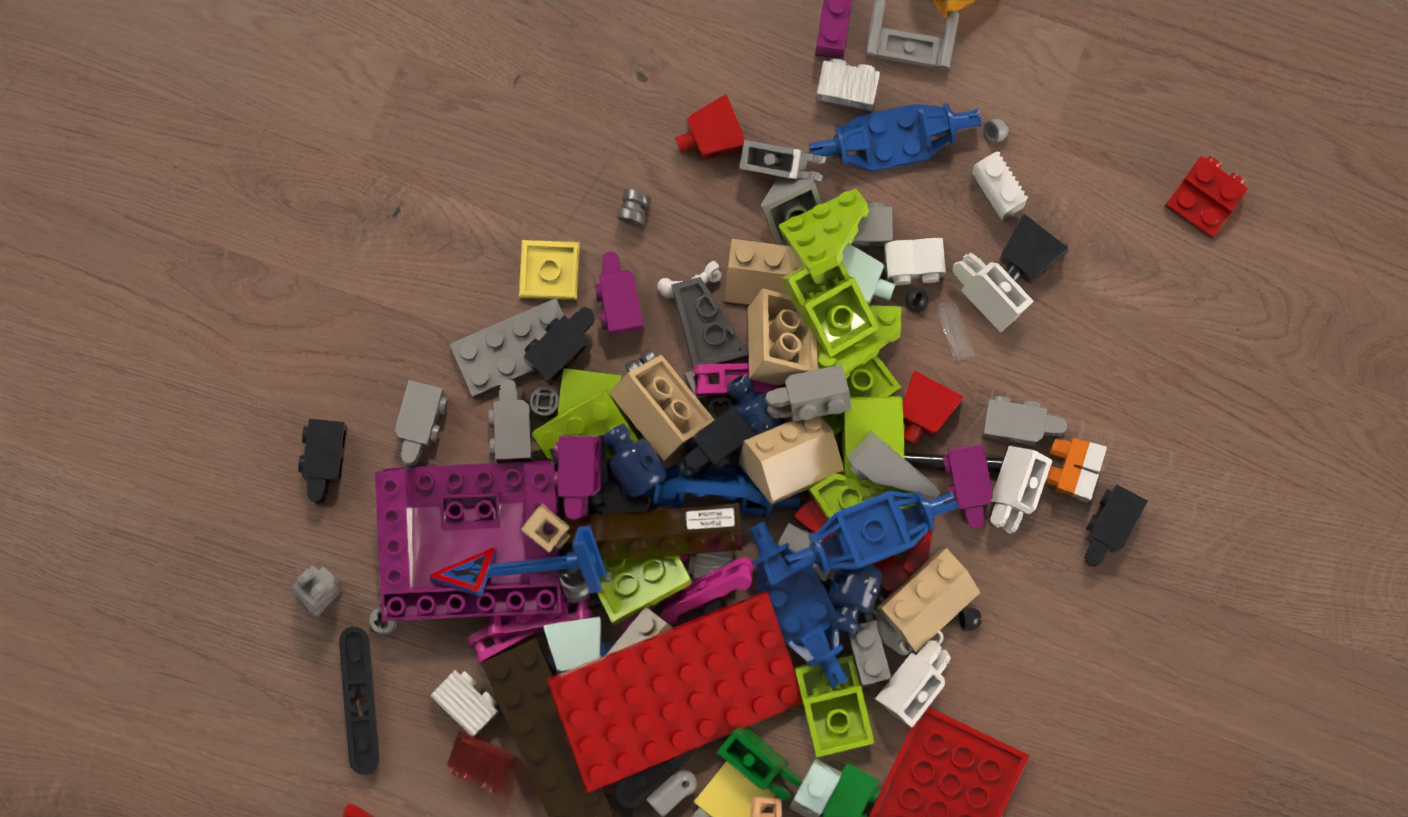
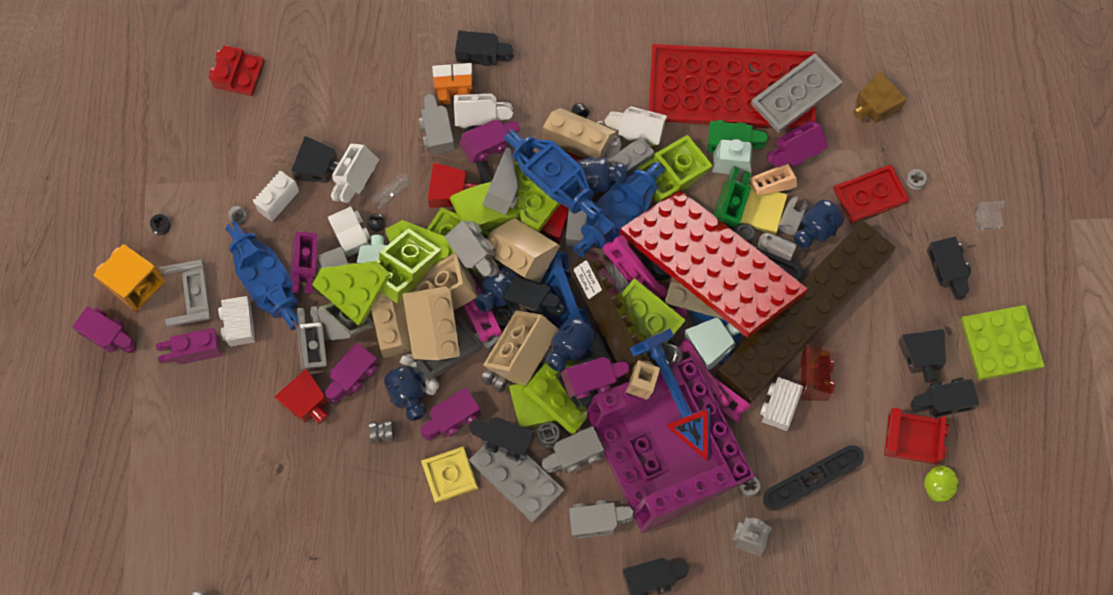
camera: 110 degrees left, 10 degrees down
(673, 253) = (406, 390): none -> dark blue piece
(707, 760) = (746, 232): none -> dark grey plate
(723, 197) = (351, 373): none -> magenta hinge
(730, 306) = (431, 324): none -> tan slope
(893, 188) = (303, 260): none -> magenta hinge
(1019, 25) = (157, 218): none -> black bush

